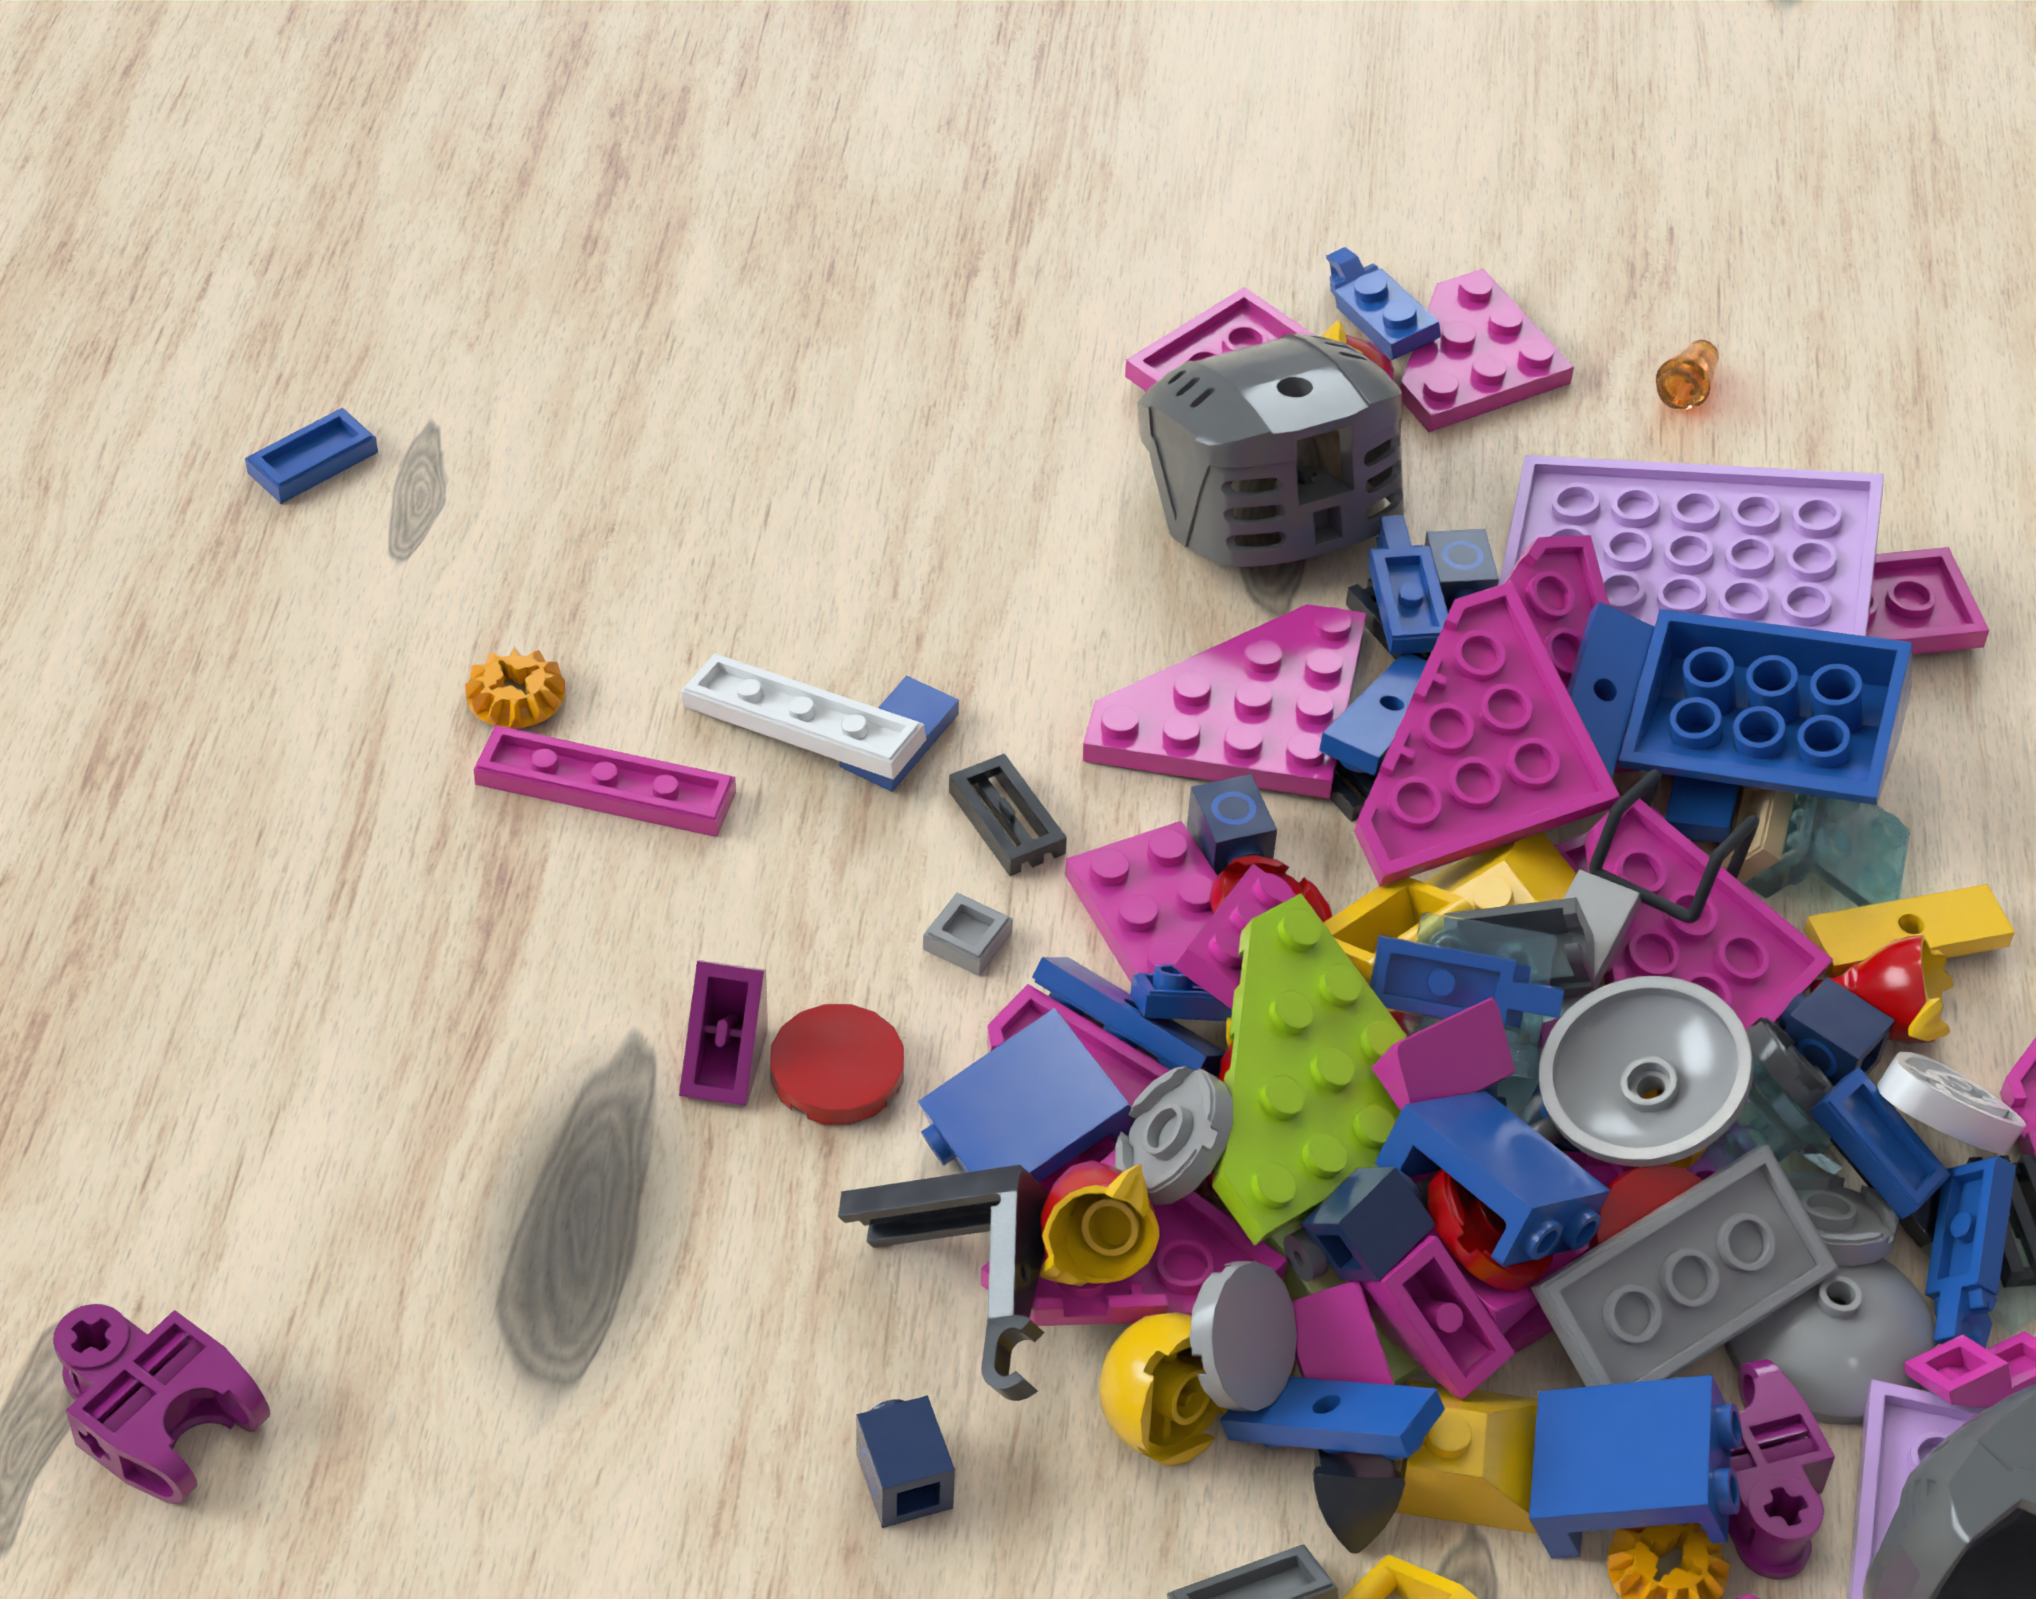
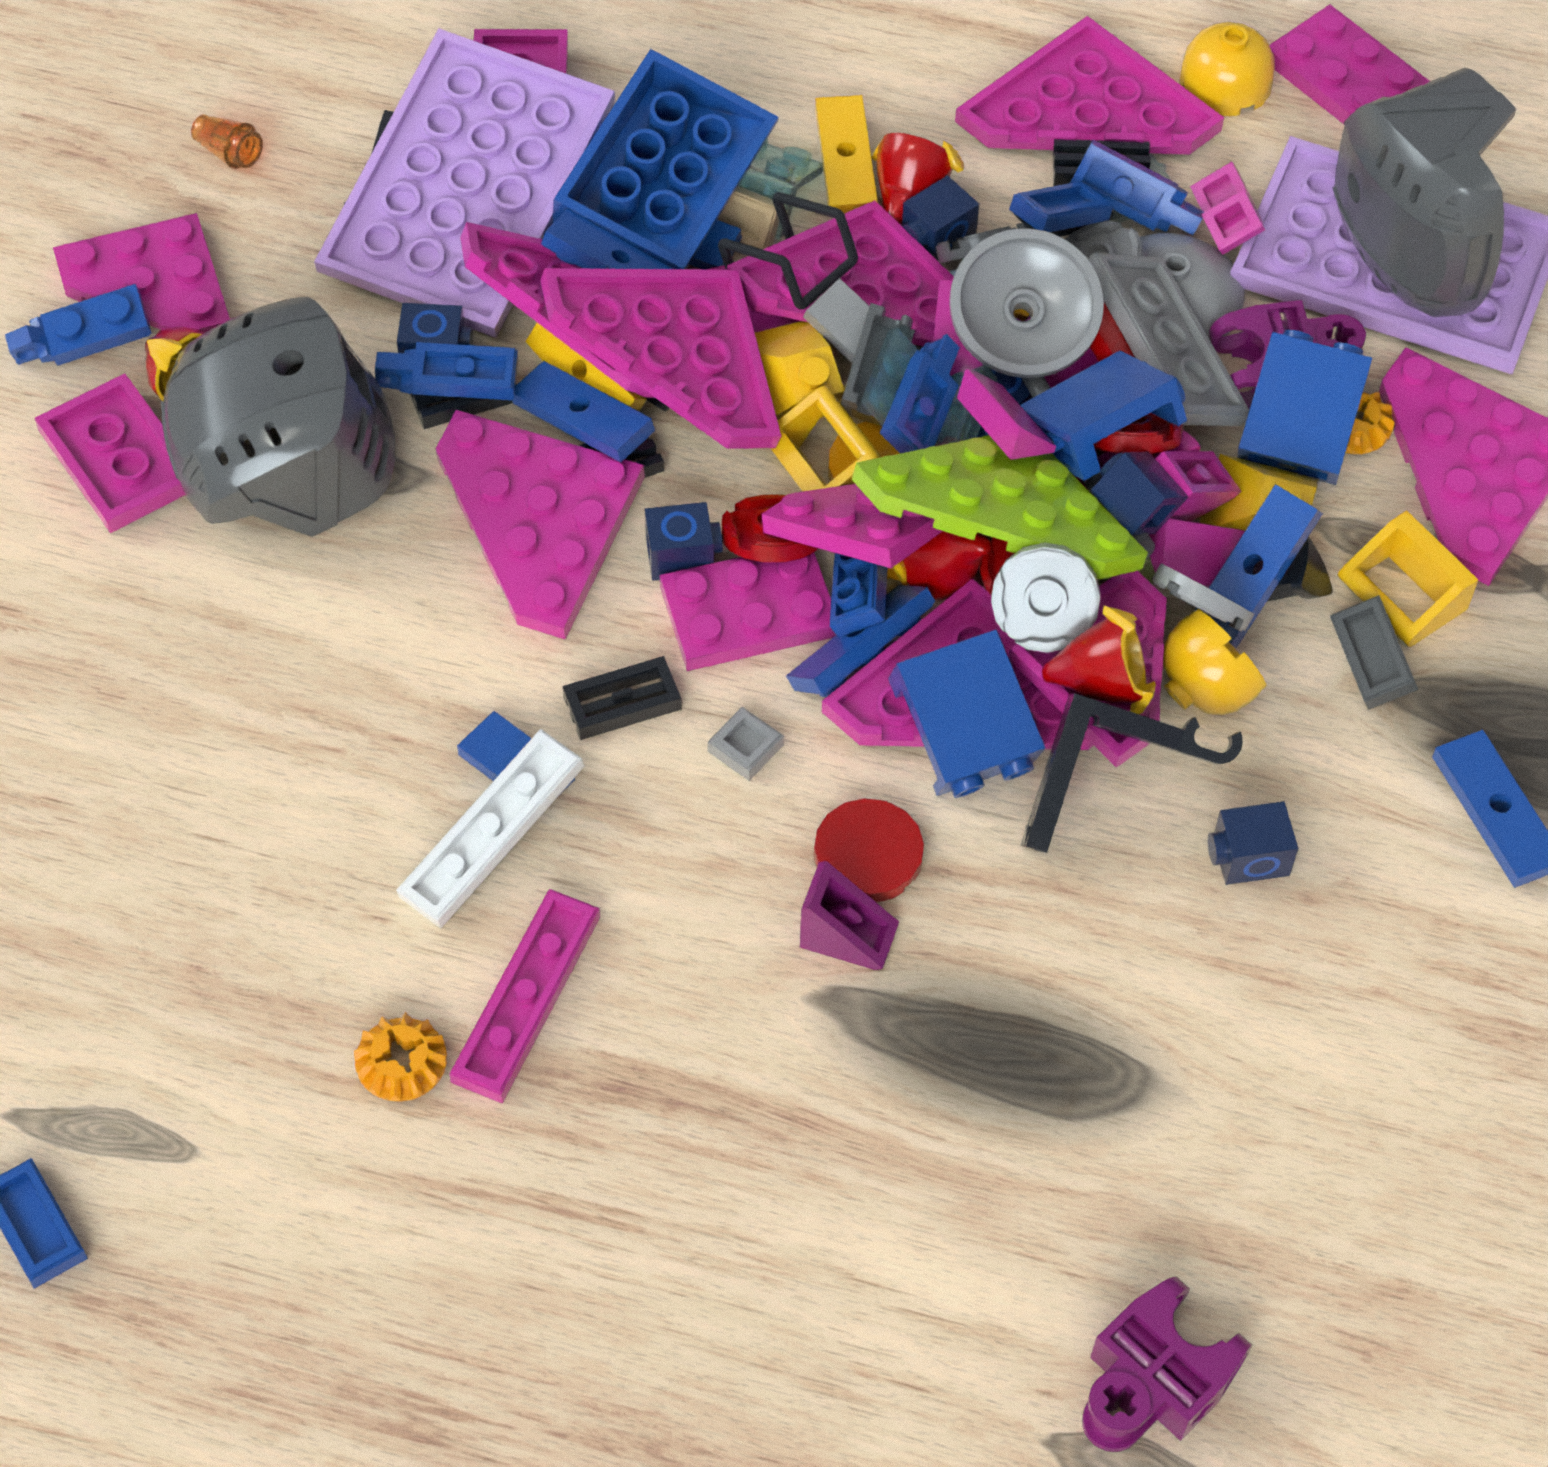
camera: 80 degrees left, 10 degrees up
(1950, 1103) = (1023, 164): white piece -> none

